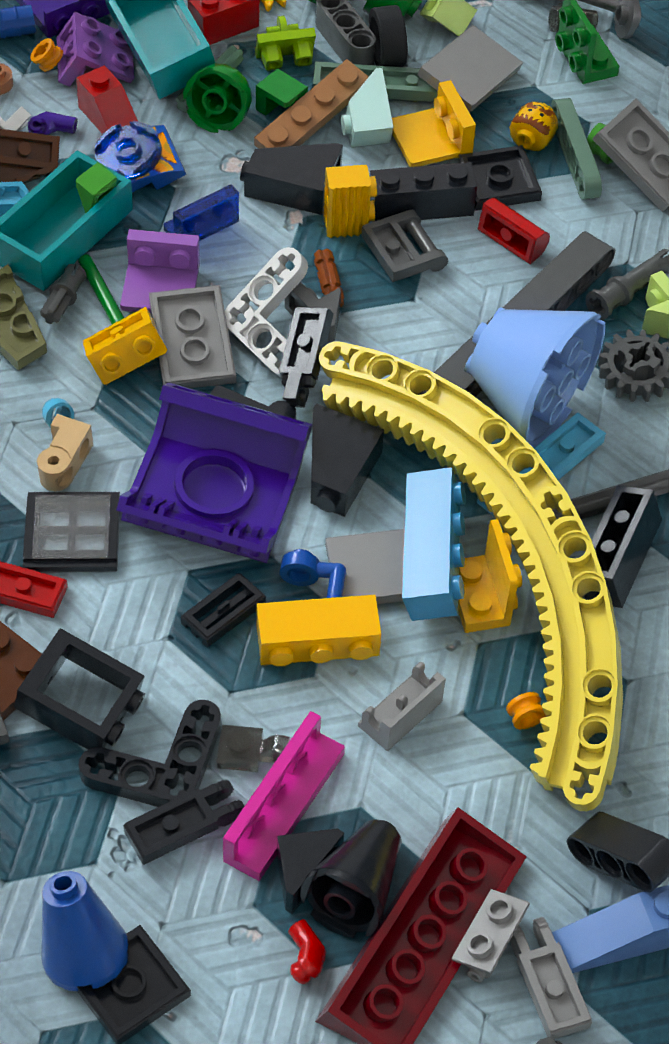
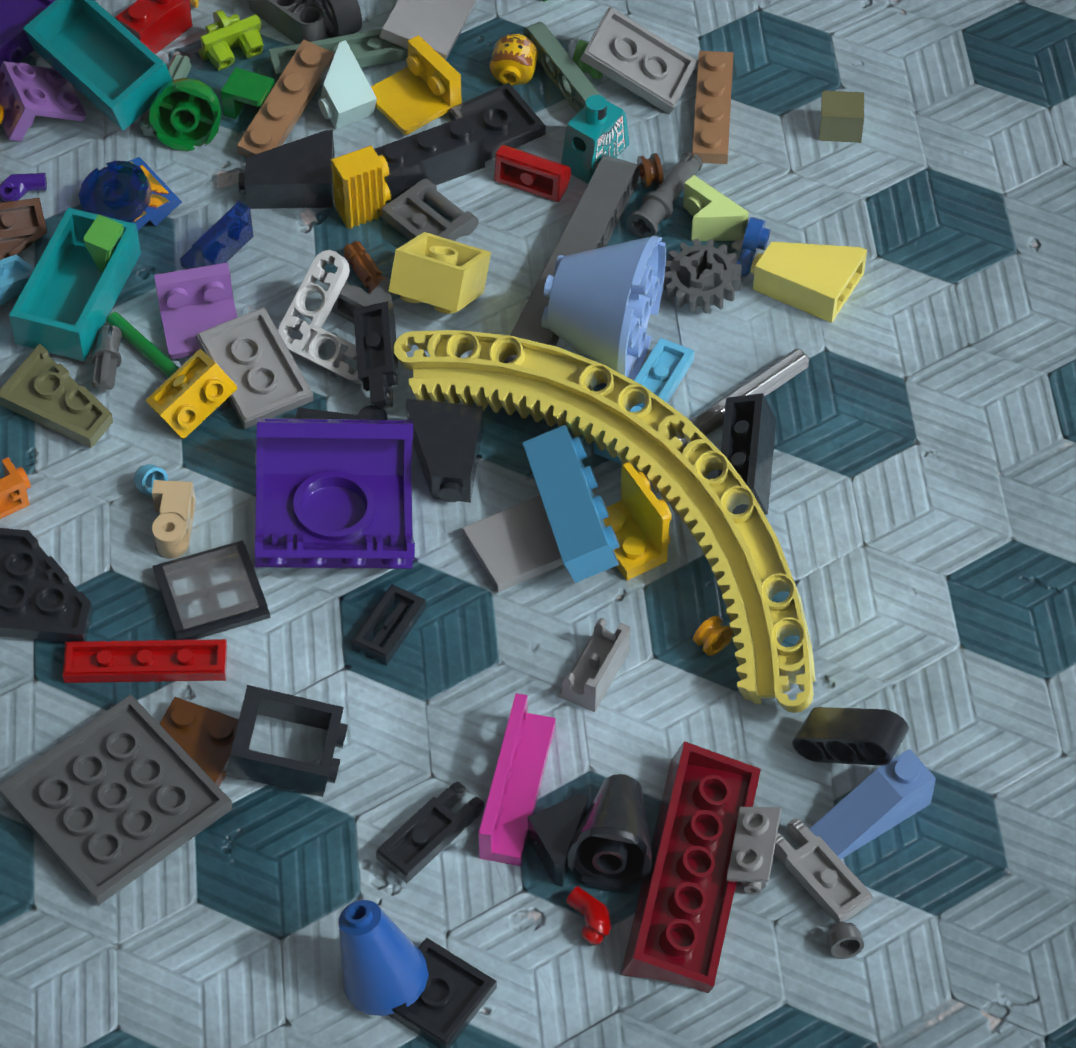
camera: 15 degrees left, 0 degrees up
(104, 99) = (68, 147): red slope -> none
(161, 776) = (391, 797): black beam -> none
(245, 748) = (460, 749): clear smoke plate -> none
(304, 569) = (454, 562): blue plate -> none
(318, 630) = (489, 617): yellow brick -> none
(390, 296) = (439, 272): none -> light yellow brick
(581, 208) = (593, 133): none -> teal torso
(624, 256) = (650, 170): none -> reddish brown bush

